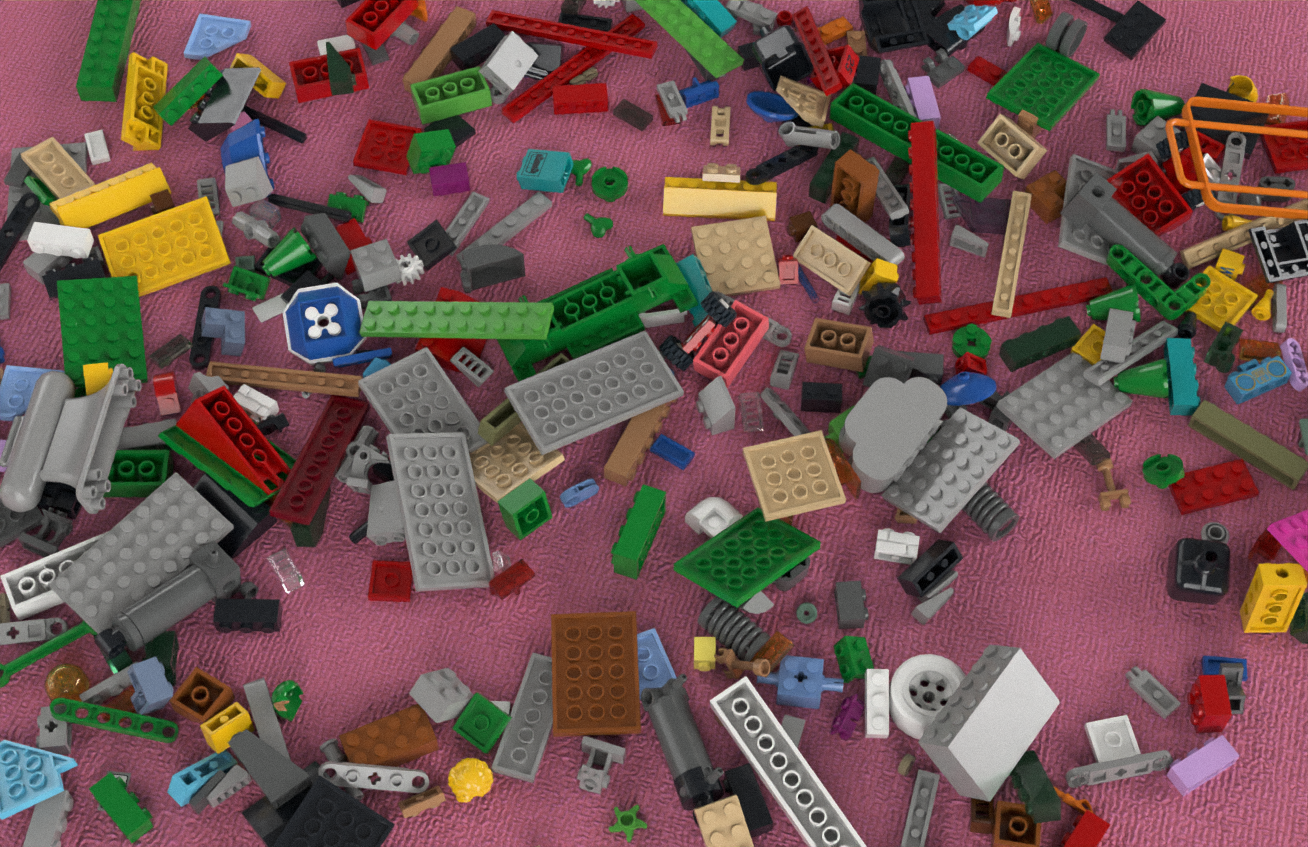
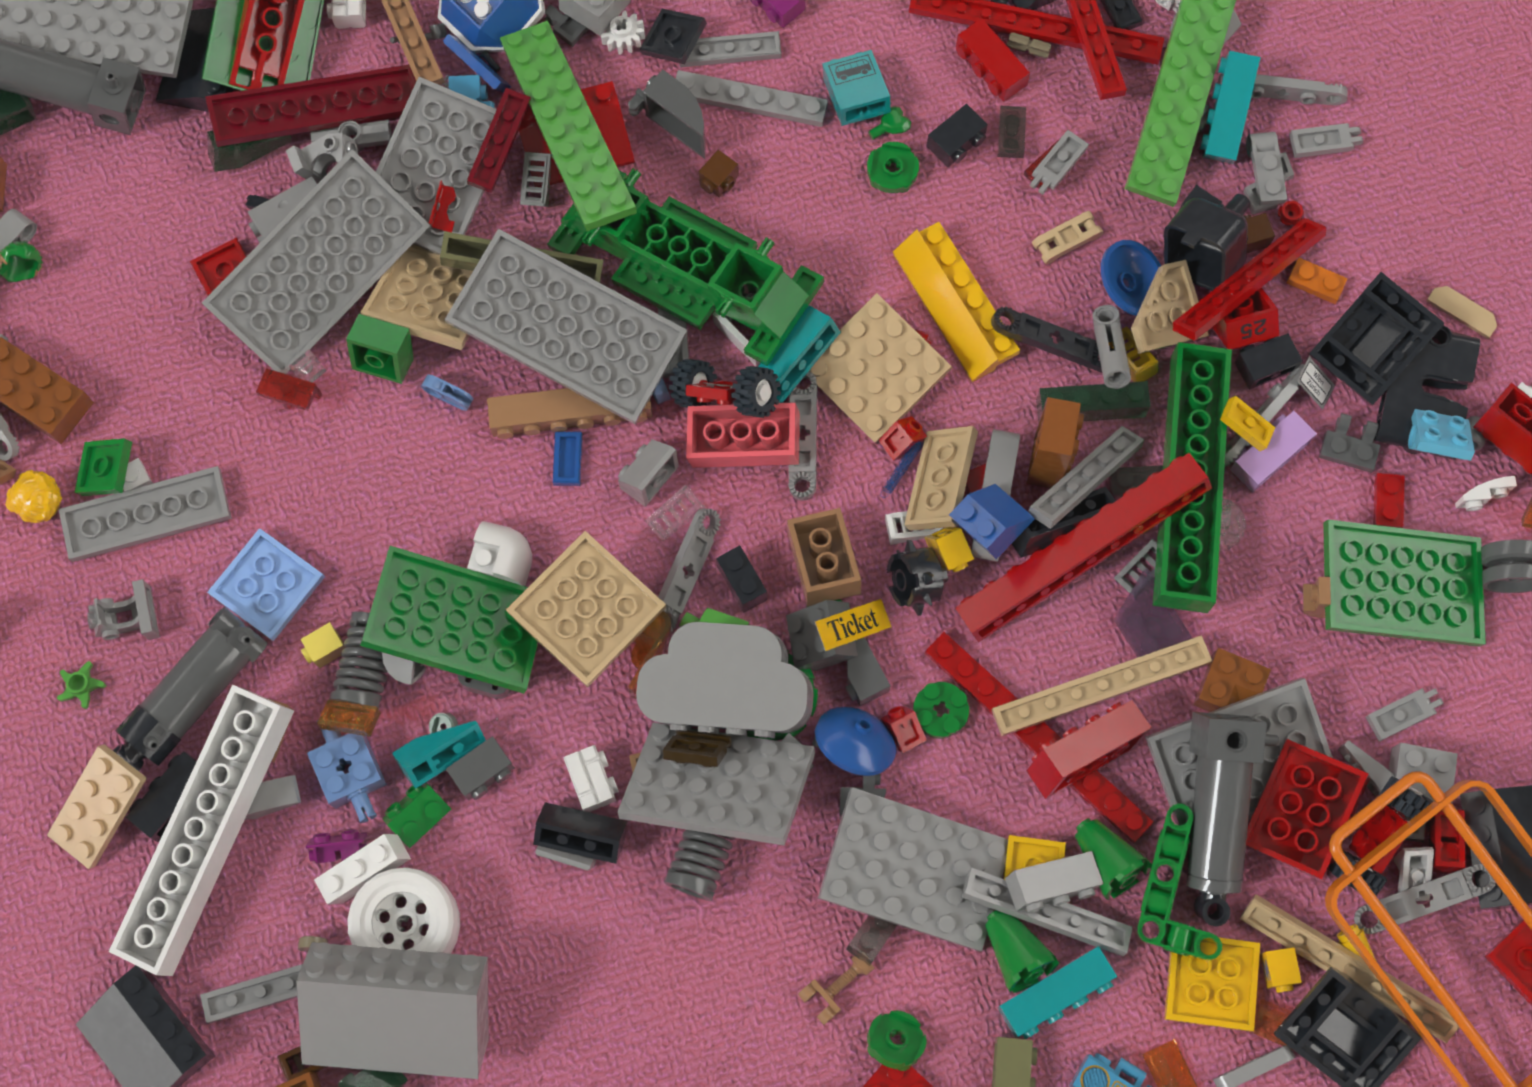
camera: 60 degrees right, 15 degrees up
(248, 590) = (128, 141): dark grey hinge -> none
(248, 615) = (96, 161): black brick -> none
(270, 425) = (342, 33): black piece -> none
(291, 581) = (166, 175): clear slope -> none
(437, 363) = (498, 140): none -> dark red plate
(441, 694) = (105, 406): light grey brick -> none
(450, 417) = (441, 218): none -> red piece
(544, 270) = (718, 174): none -> reddish brown brick
(595, 674) = (223, 545): dark orange plate -> none
(598, 226) = (825, 193): green rock -> none
(615, 141) = (957, 135): none -> black brick
(639, 531) = (426, 485): green brick -> none
(699, 92) = (1099, 183): blue panel -> none
(717, 173) = (988, 281): tan plate -> none
(760, 667) = (316, 714): medium nougat bar -> none
(782, 375) = (762, 523): light grey slope -> none
(800, 225) = (977, 414): reddish brown brick -> none
(823, 624) = (435, 752): none -> teal slope
(857, 41) = (1311, 322): medium nougat plate -> none
(883, 239) = (991, 518): none -> blue slope
(895, 348) = (853, 624): none -> yellow sticker
(896, 61) = (1315, 382): none -> sticker
(904, 98) = (1247, 423): none -> yellow plate
(922, 466) = (697, 748): none -> dark brown plate
(928, 609) = (527, 860): light grey slope -> none
(968, 241) = (1089, 616): light grey slope -> none
(1012, 146) = (1271, 596): tan brick -> none
(1039, 343) = (992, 792): clear green brick -> none
(1048, 275) = (1087, 748): none -> brick
(1150, 104) = (1479, 745): green cone -> none
(1187, 326) = (1144, 963): black cone -> none
(1222, 347) = (1135, 1025): clear green hinge -> none
(1262, 310) = (1239, 1047): yellow cone -> none
(1268, 182) = (1448, 971): dark grey beam -> none

